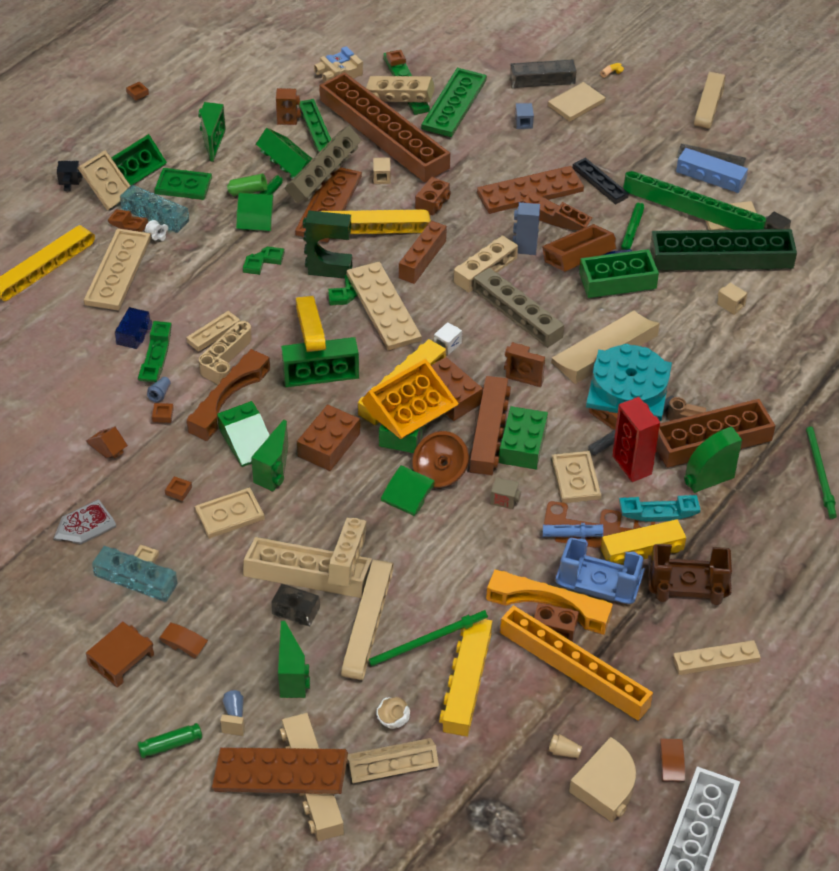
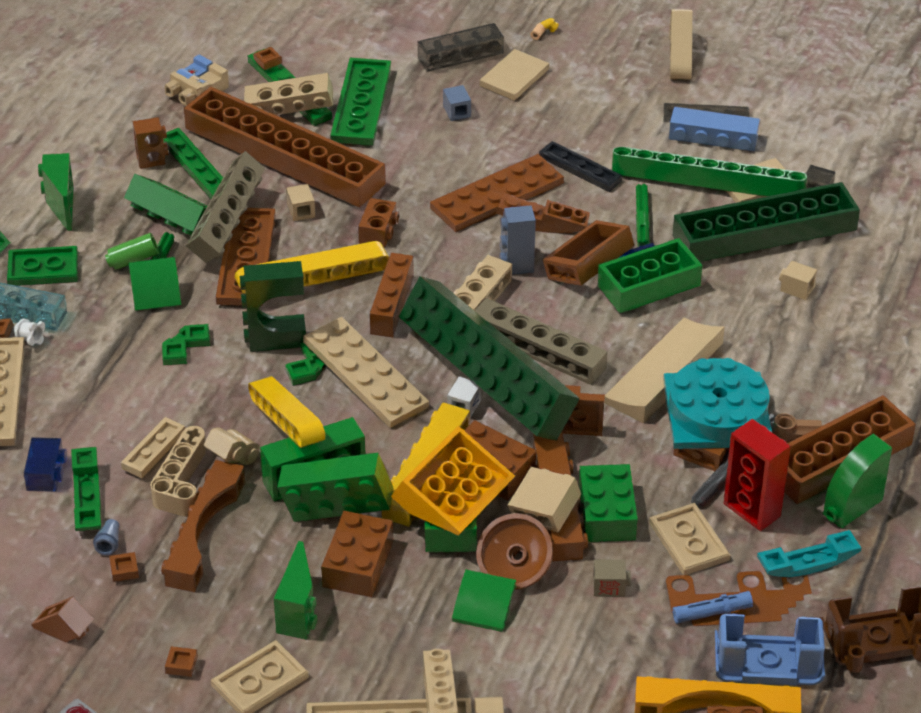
camera: 15 degrees left, 5 degrees down
(243, 431) = (243, 570): slope -> none
(265, 341) = (232, 446): none -> tan brick
(326, 384) = (335, 486): none -> green brick
(471, 313) = (489, 358): none -> dark green brick
(474, 424) = (546, 497): none -> tan brick
(642, 541) = (807, 599): yellow brick -> none

